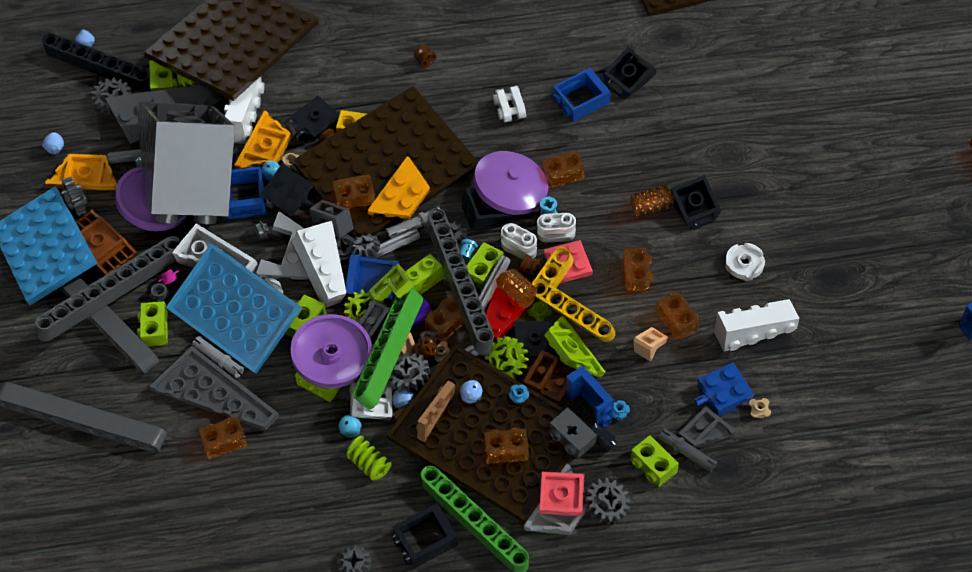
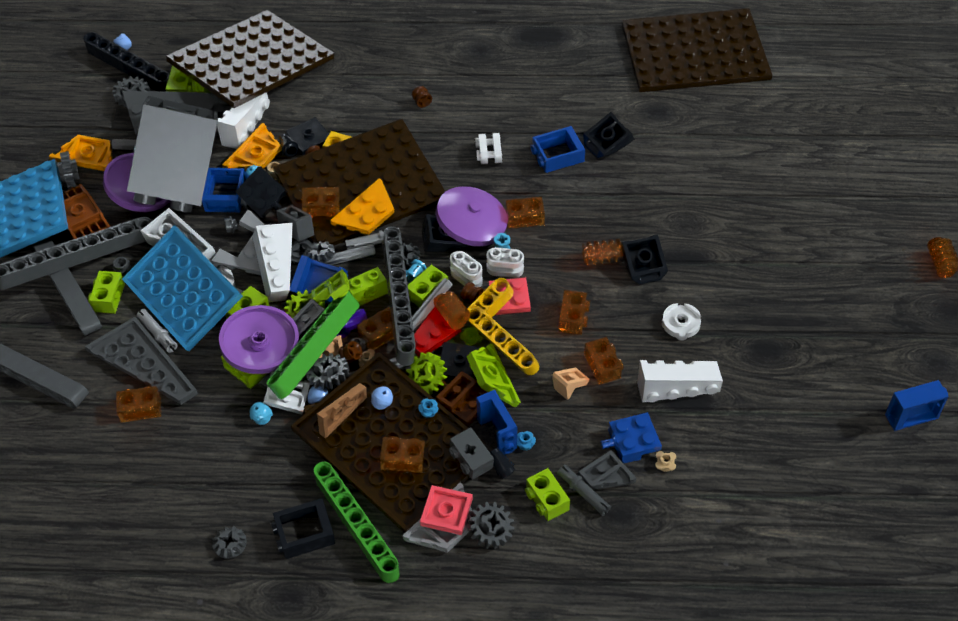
camera: 10 degrees right, 5 degrees down
(53, 143) = (67, 124): light blue piece -> none
(169, 277) = (133, 253): dark pink plate -> none
(366, 460) = (268, 446): lime piece -> none

